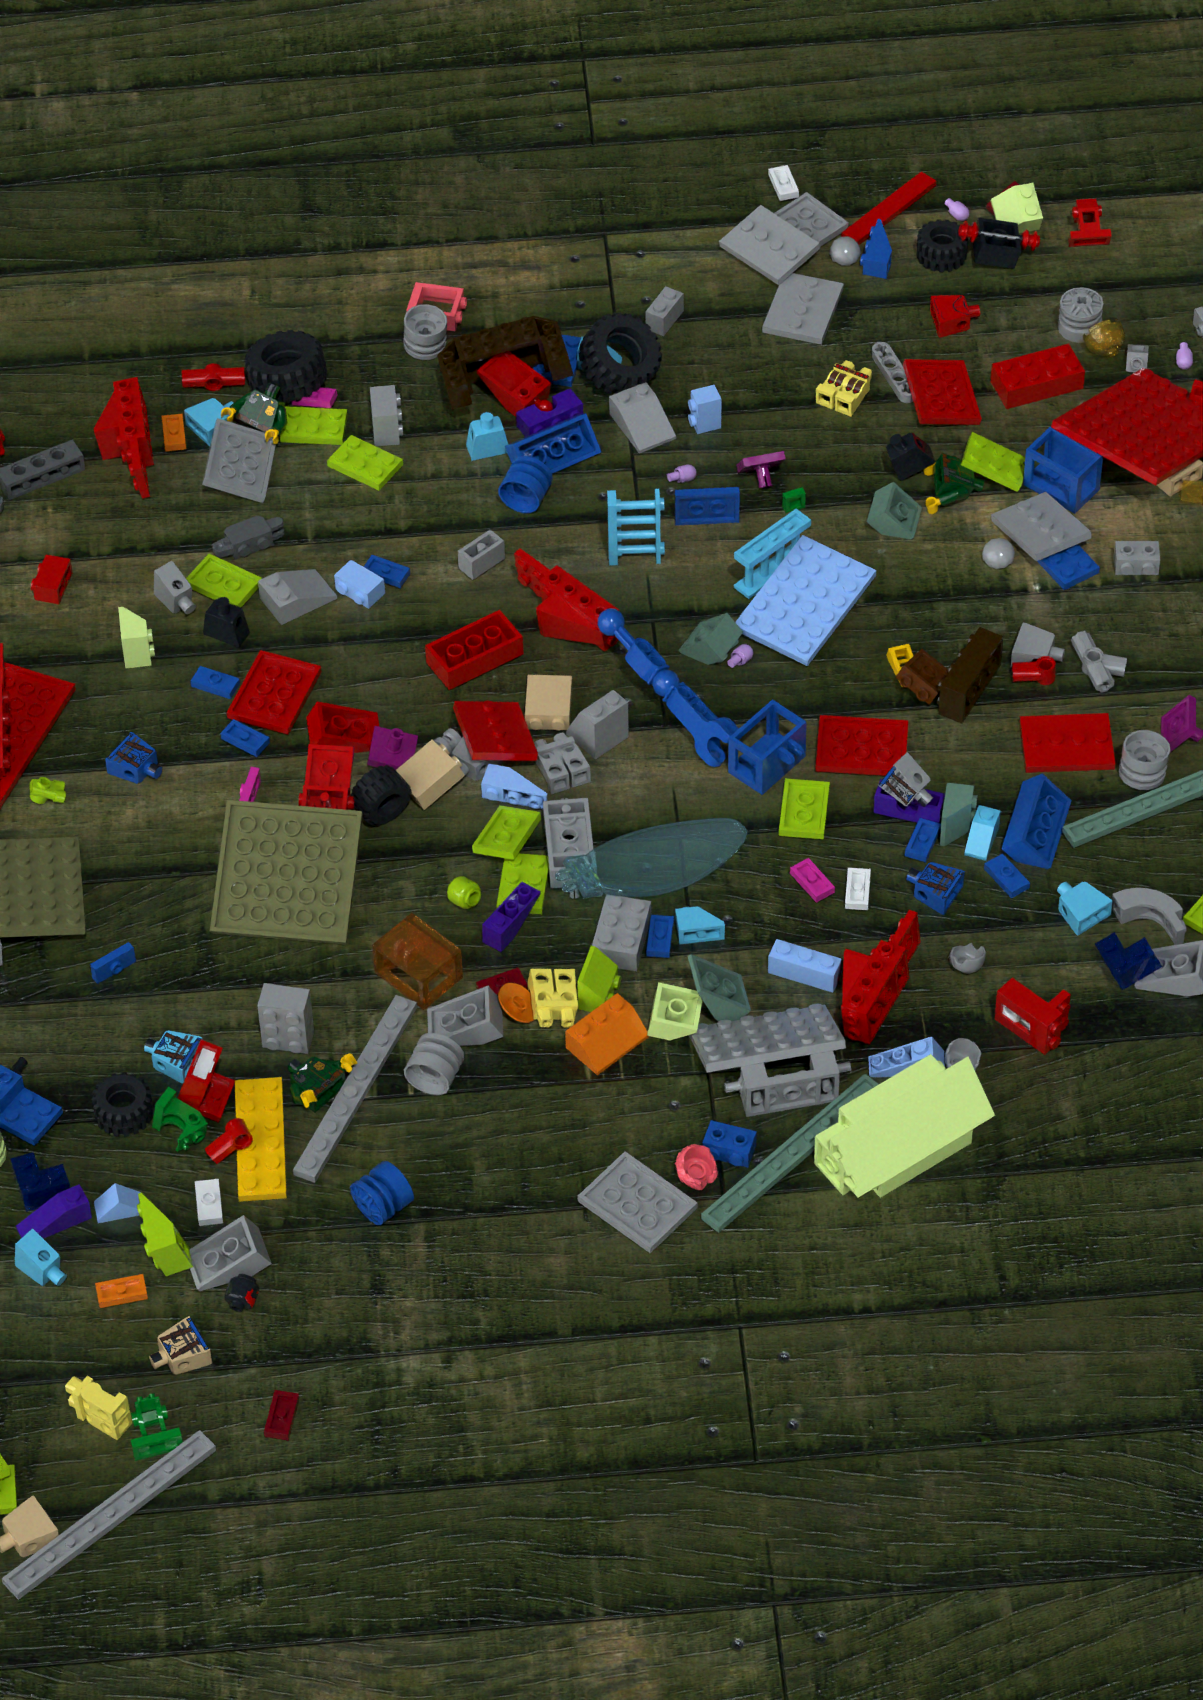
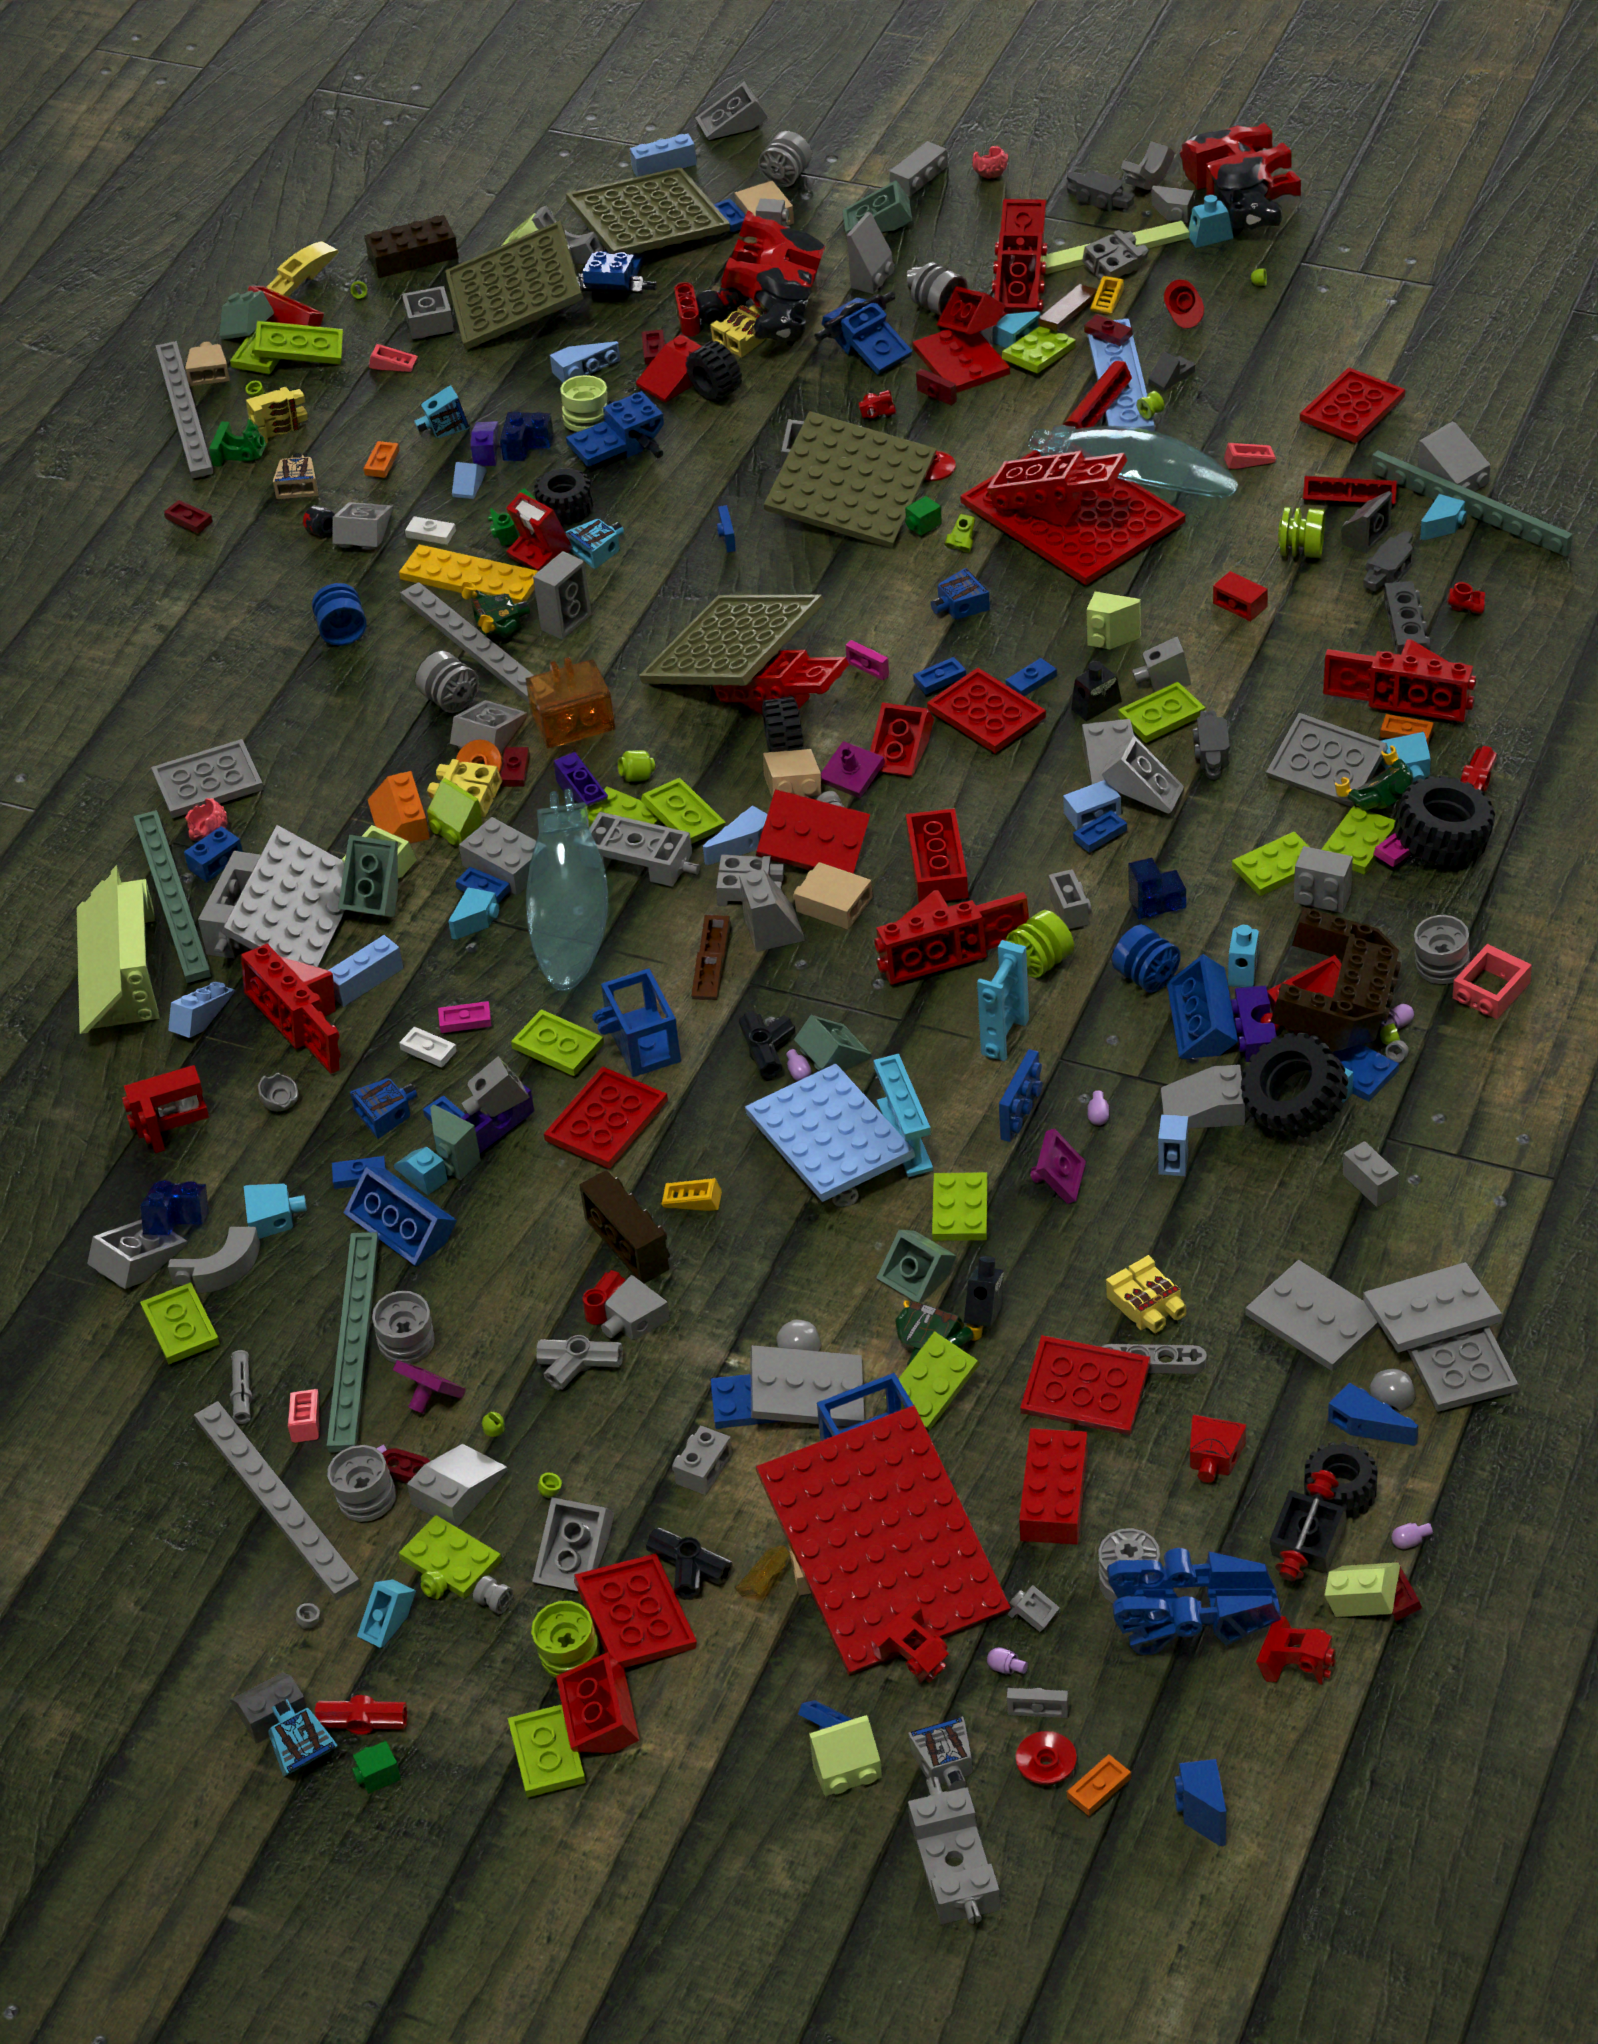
camera: 120 degrees right, 5 degrees down
(37, 822) = (923, 515): none -> green brick
(59, 1464) = (255, 386): none -> lime hinge
(163, 1239) = (406, 480): lime slope -> none
(236, 1137) = (470, 544): red piece -> none
(322, 556) = (1142, 776): none -> light grey slope
(444, 509) = (1154, 891): none -> clear blue brick
(545, 546) = (1045, 940): none -> lime wheel
(663, 753) = (711, 957): none -> reddish brown slope
(679, 698) = (767, 959): blue piece -> none
(731, 682) = (764, 1039): none -> black piece
(783, 183) = (1552, 1372): white plate -> none
(794, 500) = (994, 1185): green plate -> none
(826, 513) = (959, 1206): none -> lime plate
(890, 207) = (1453, 1468): red tile -> none
(922, 676) = (658, 1191): reddish brown plate -> none
(960, 1049) = (168, 1044): light grey hair -> none
(1067, 742) = (491, 1292): red plate -> none
(1090, 245) = (1237, 1588): none -> blue piece
(1105, 338) = (1073, 1578): clear yellow cylinder -> none
(1180, 693) = (489, 1426): none -> lime hinge

